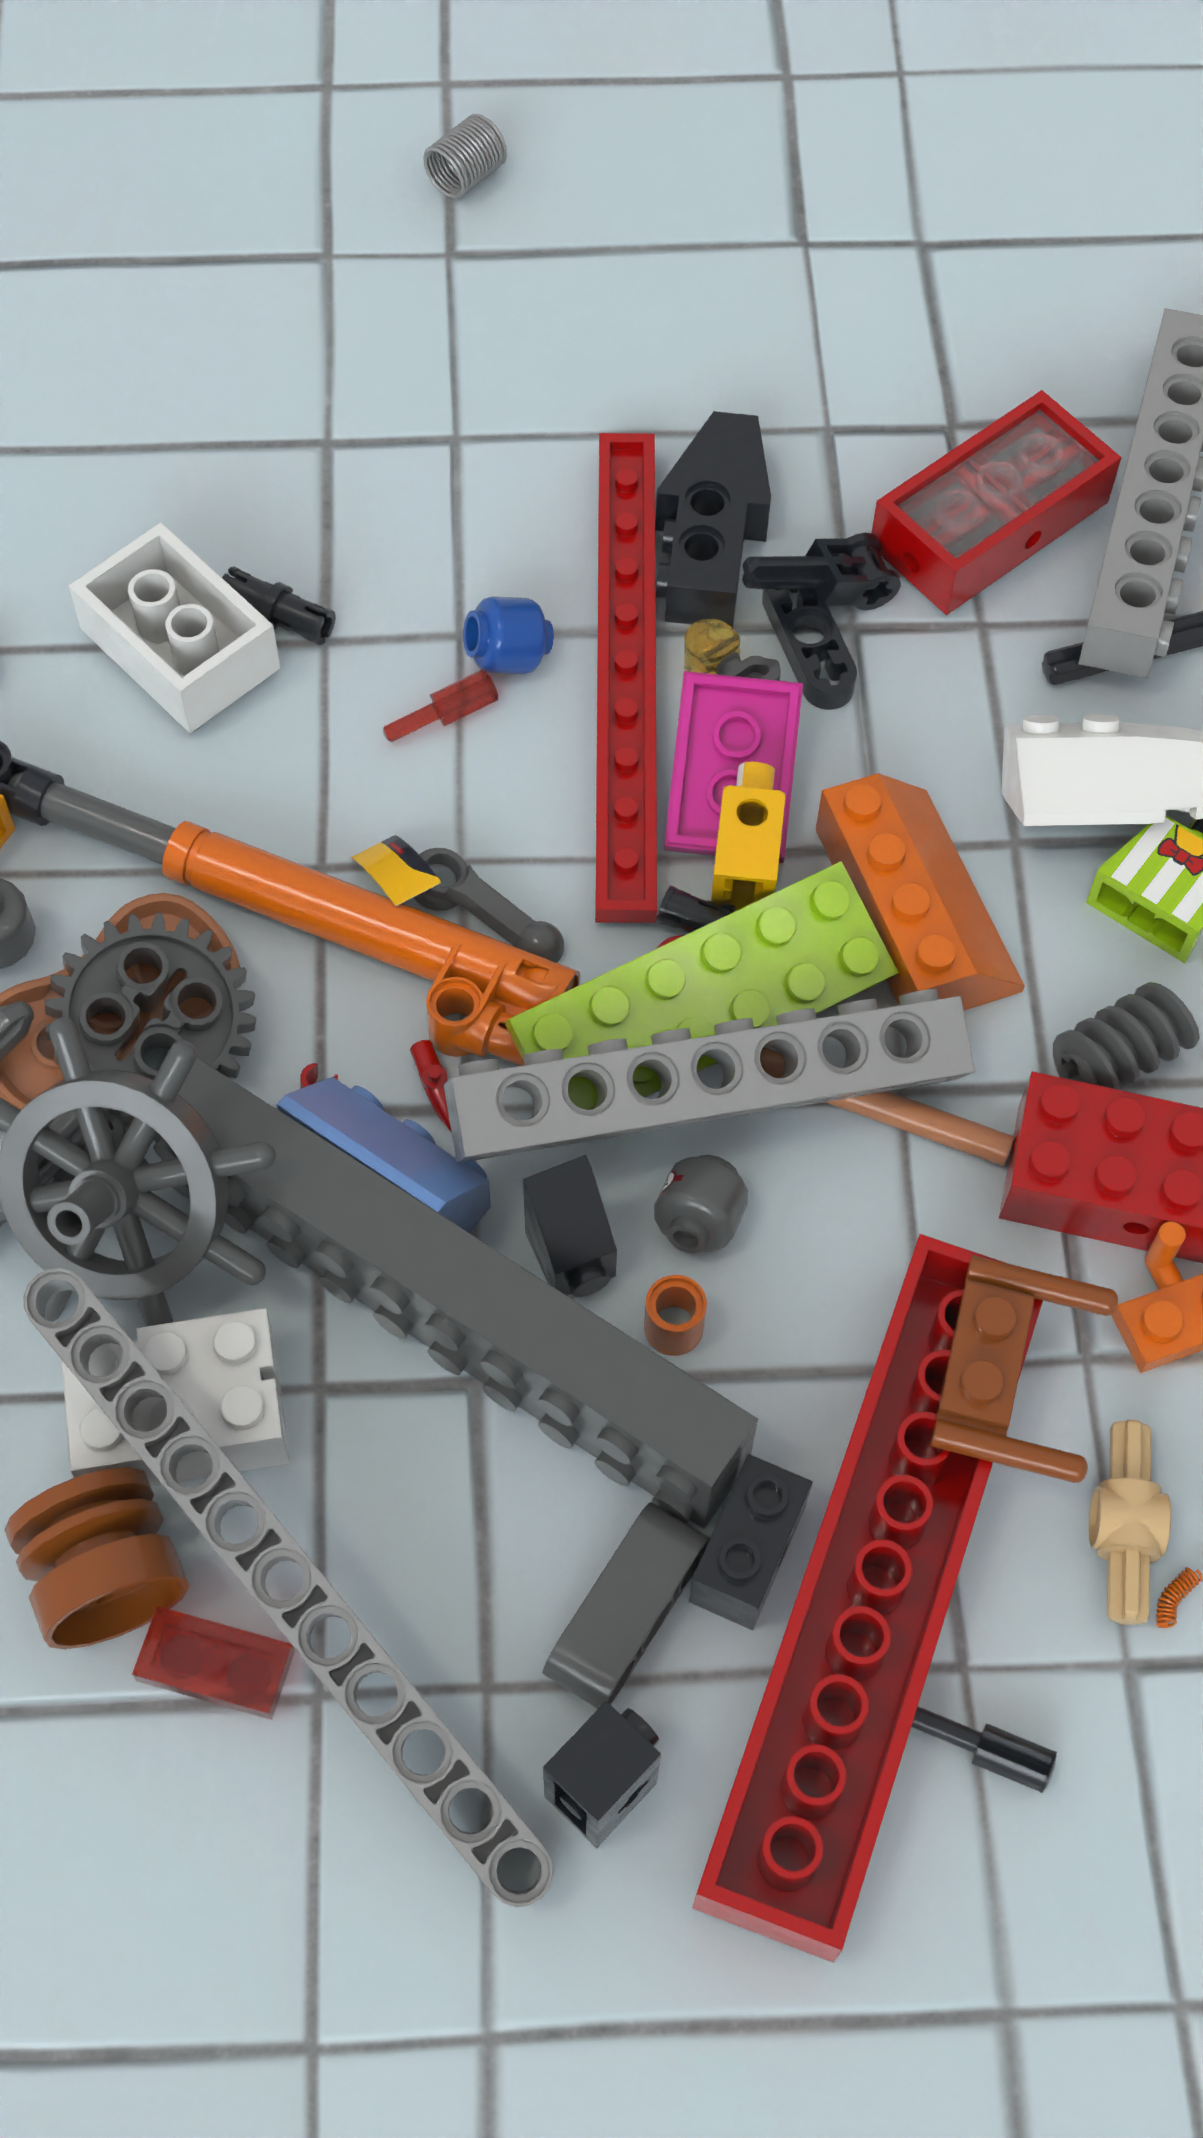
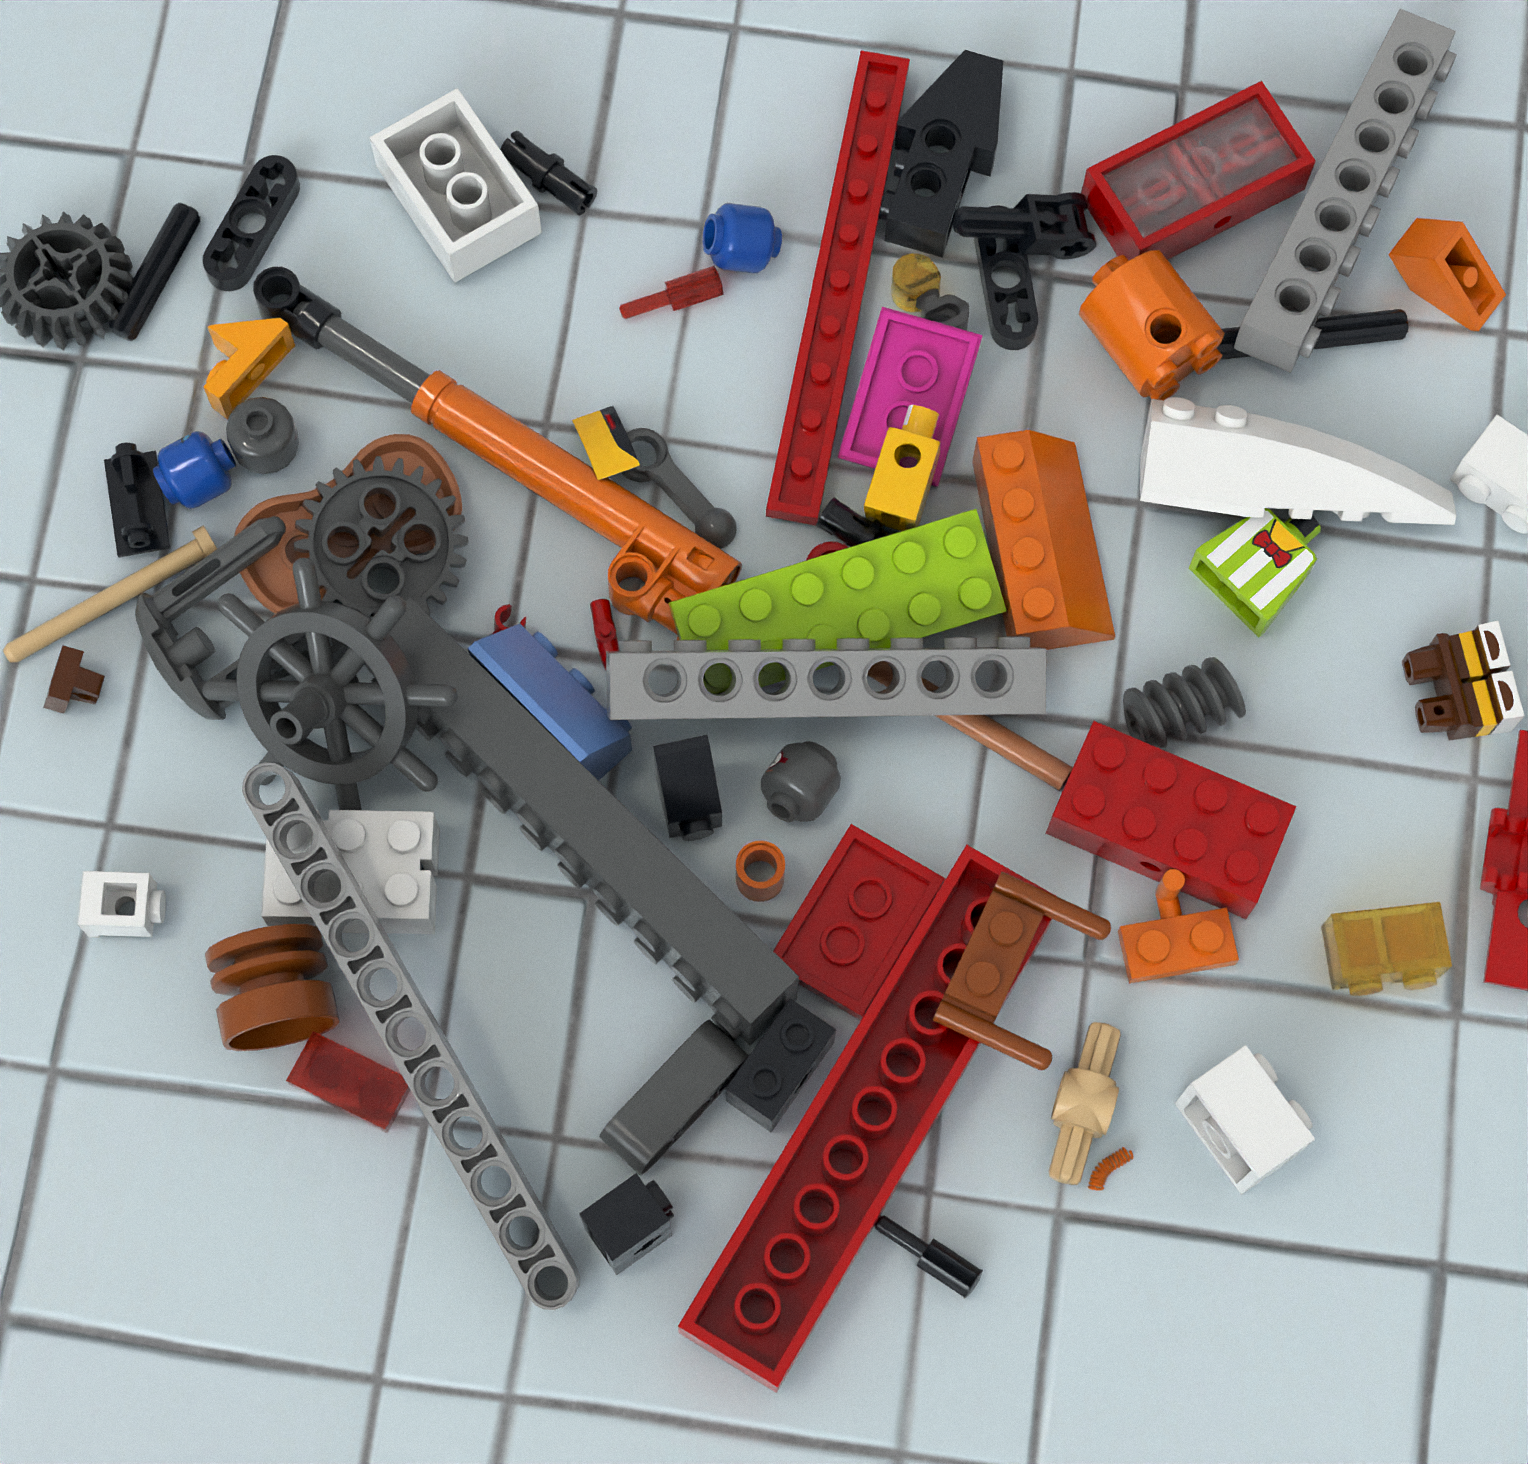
camera: 10 degrees right, 10 degrees up
(806, 1352) = (857, 920): none -> red plate
(985, 647) = (1151, 323): none -> orange cylinder

